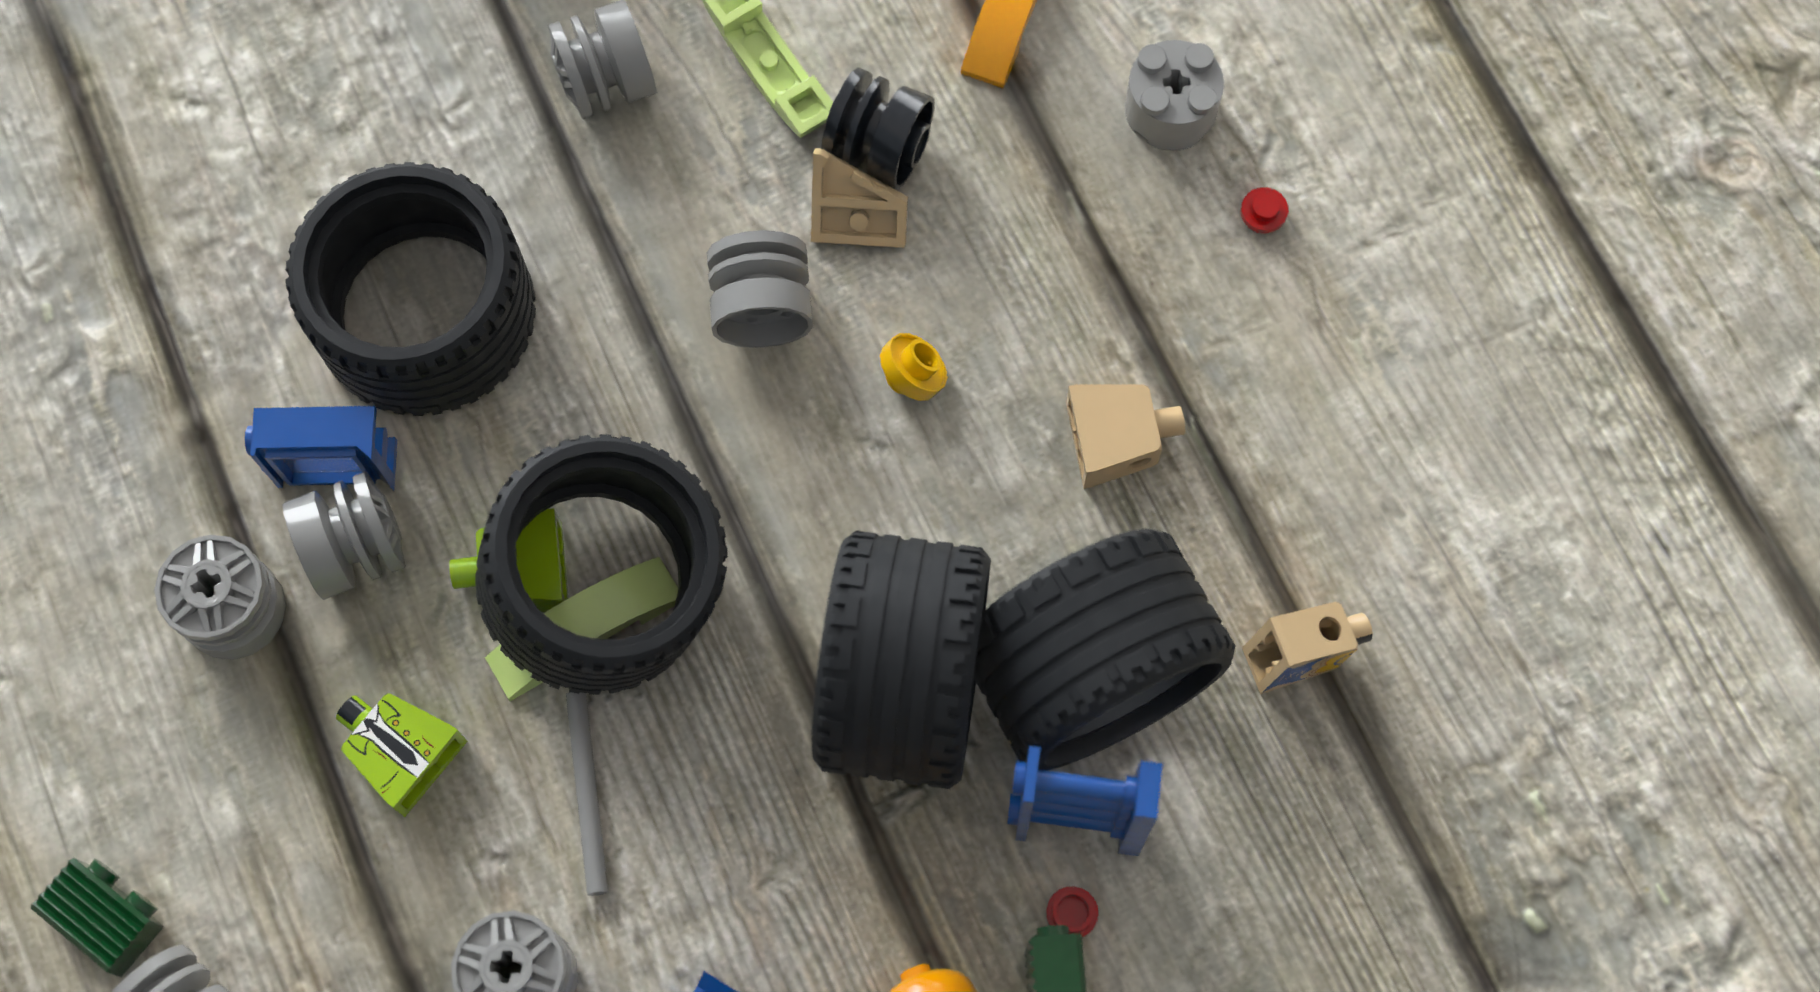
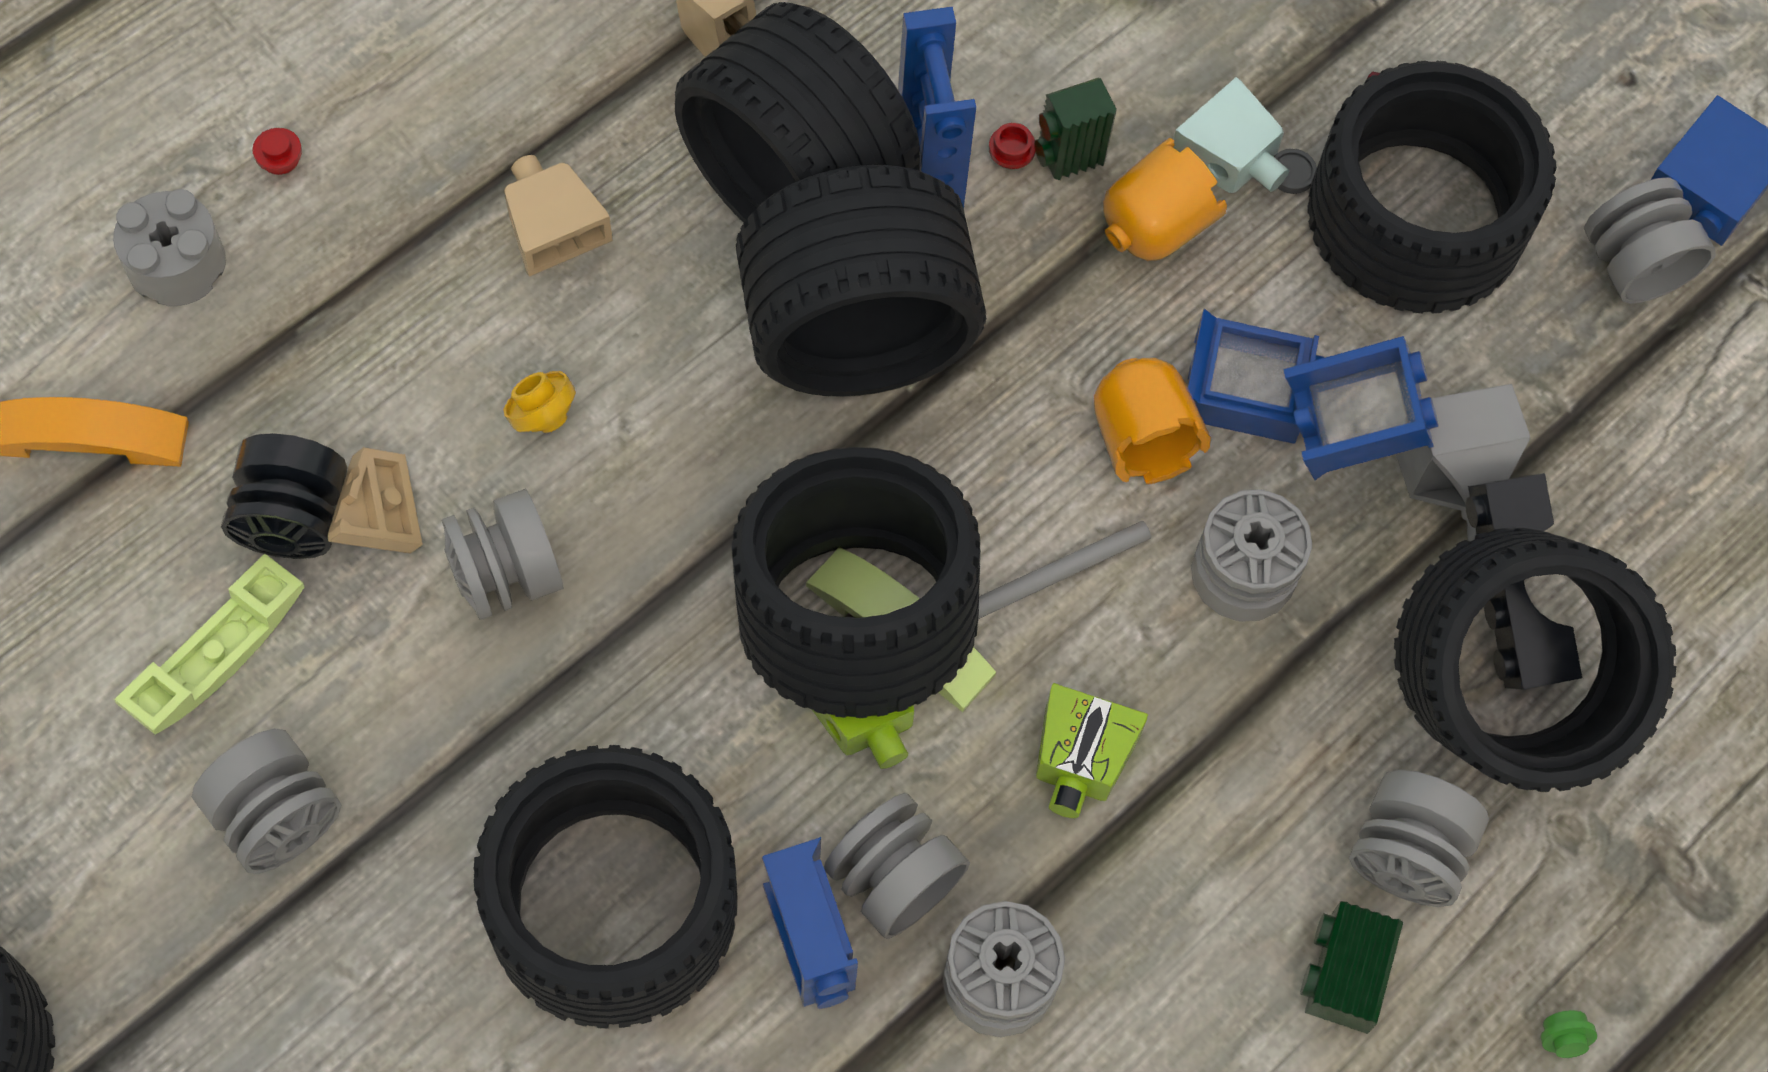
camera: 115 degrees left, 5 degrees down
(700, 925) = (1149, 420): none -> light orange cylinder

